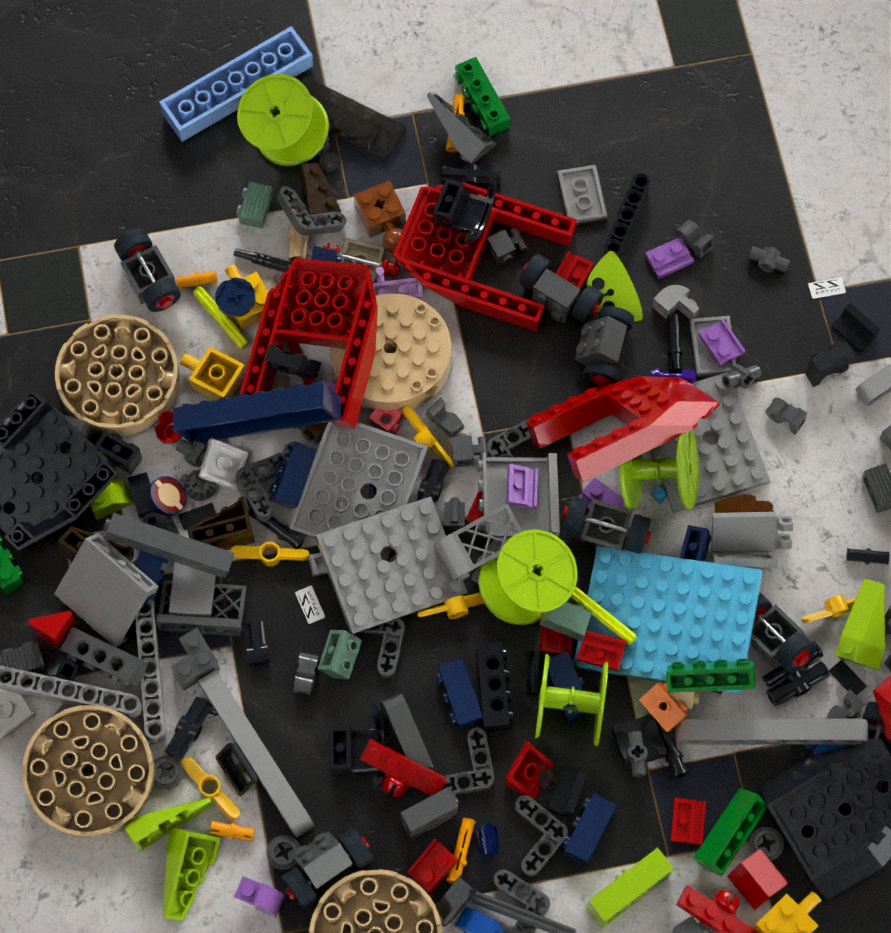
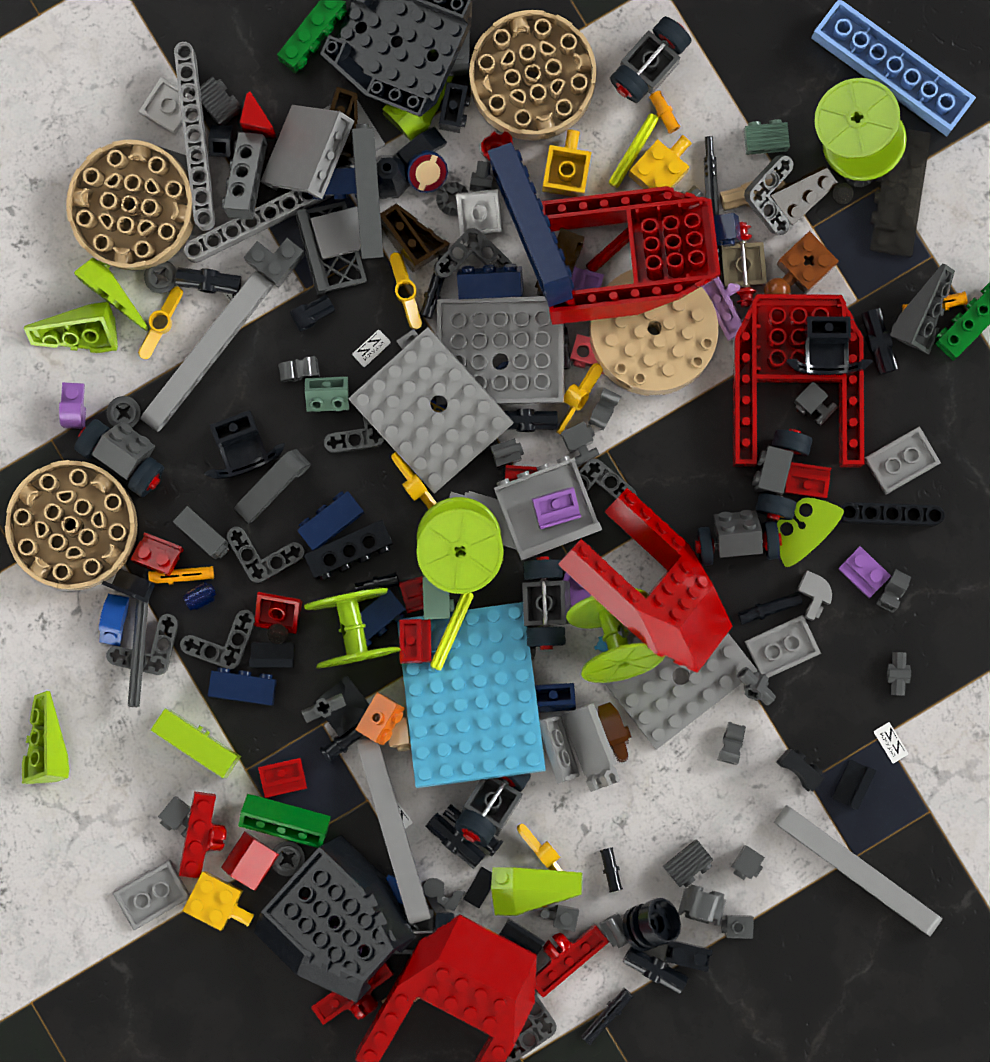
camera: 70 degrees right, 15 degrees up
(196, 515) = (421, 208): black sticker -> none
(232, 831) = (126, 358): light orange pin -> none
(233, 771) = (185, 340): black piece -> none
(235, 297) = (651, 156): dark blue tile -> none
(292, 363) = (602, 238): black brick -> none
(401, 771) = (232, 493): red plate -> none
(453, 550) = (459, 470): light grey piece -> none
(688, 375) = (735, 630): dark purple hinge -> none
(710, 676) = (415, 753): green brick -> none
(721, 343) = (786, 654): medium lavender plate -> none

